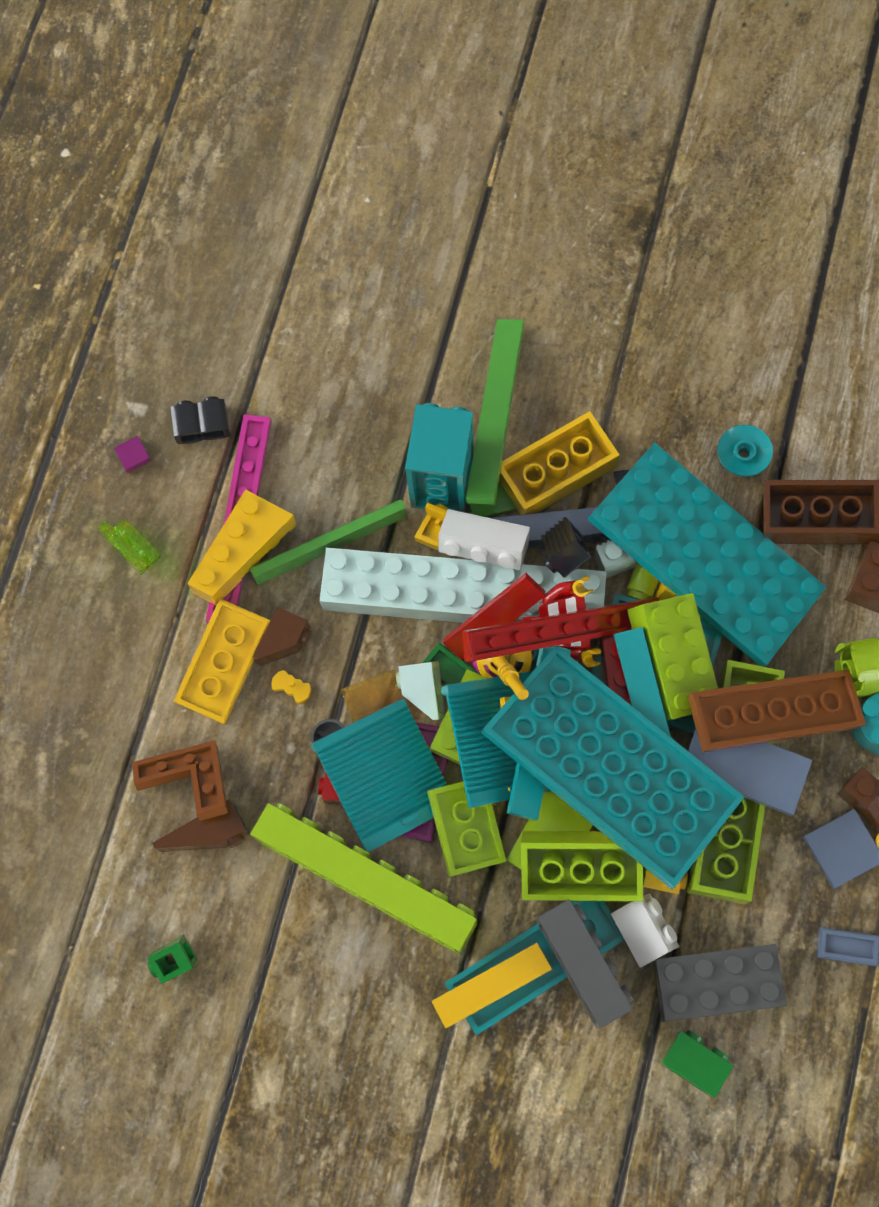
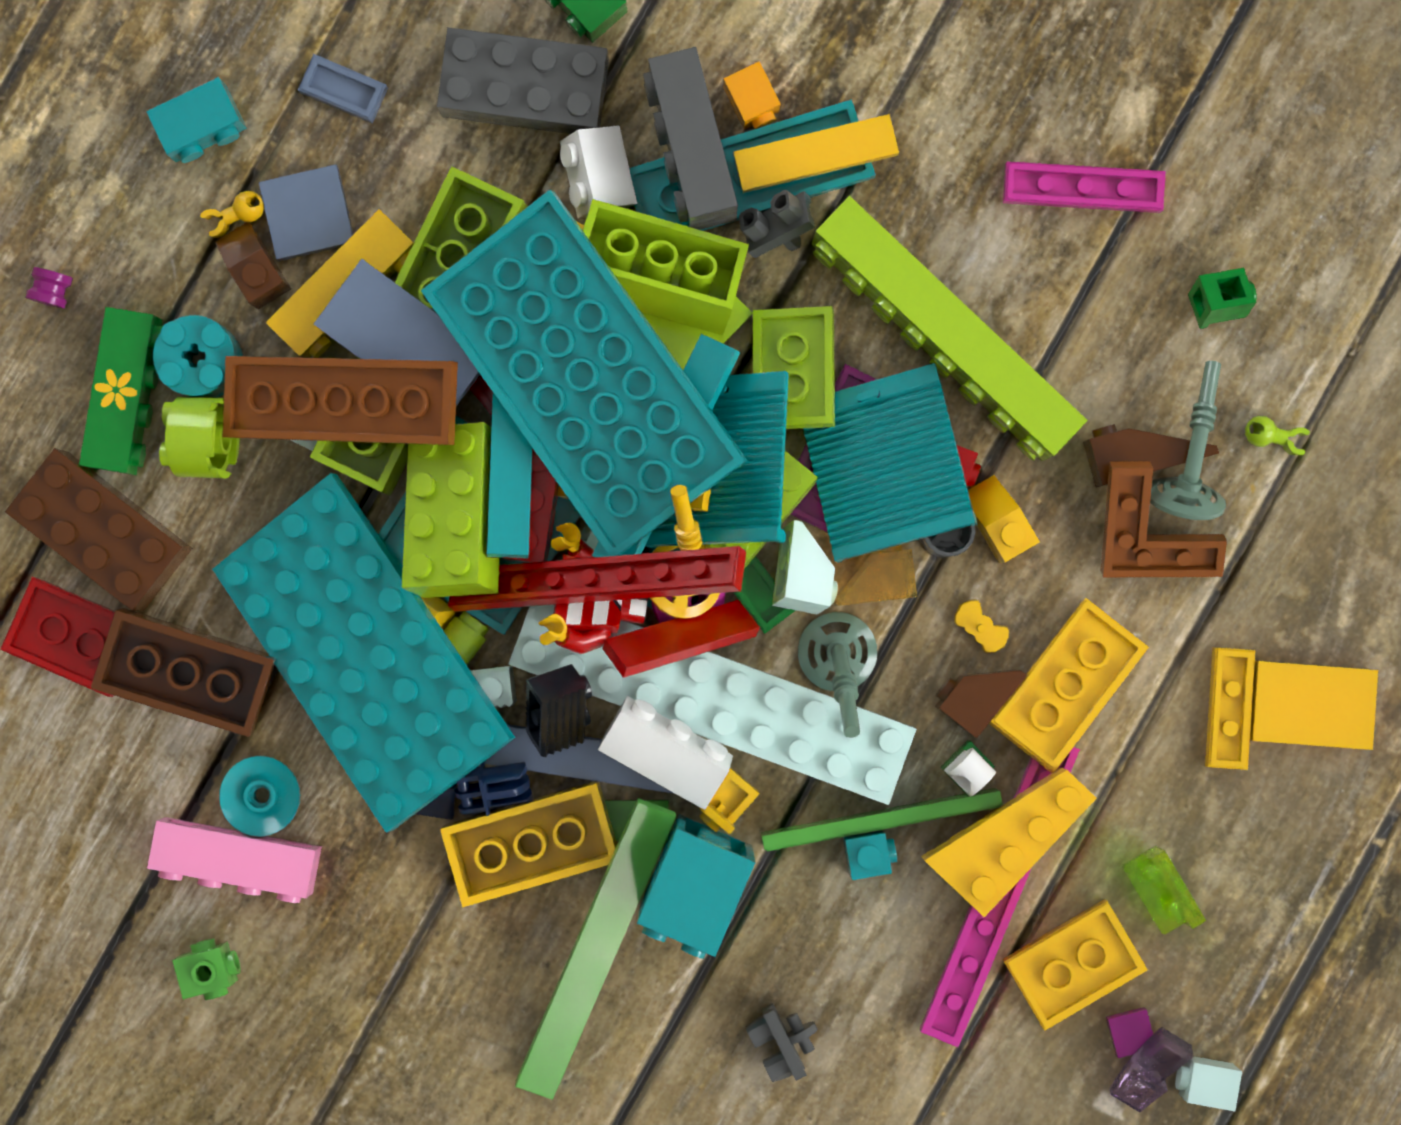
camera: 170 degrees left, 15 degrees up
(51, 693) = (1314, 705): none -> yellow tile
(75, 435) = (1209, 1083): none -> light aqua brick
(108, 677) = (1230, 708): none -> yellow tile
(117, 431) = (1146, 1072): none -> slope
(121, 872) = (1267, 432): none -> lime arm
(168, 819) = (1183, 498): none -> sand green dish
(178, 487) = (1075, 964): none -> yellow tile
(200, 420) = (1022, 1056): black brick -> none
(277, 587) = (969, 768): none -> white leg
(290, 1017) = (1084, 187): none -> dark pink tile
(295, 759) = (1001, 520): none -> yellow slope
(330, 514) = (869, 854): none -> teal brick
(352, 380) = (771, 1027): none -> dark grey hips
(383, 636) = (838, 653): none -> sand green dish
(502, 927) = (778, 225): none -> dark grey hips
(549, 1017) = (752, 96): none -> light orange brick
(590, 490) = (497, 786): none -> dark blue arm
(743, 336) = (196, 978): none -> bright green brick
(756, 406) = (234, 858): none -> bright pink brick
(786, 833) = (377, 243): none -> yellow brick

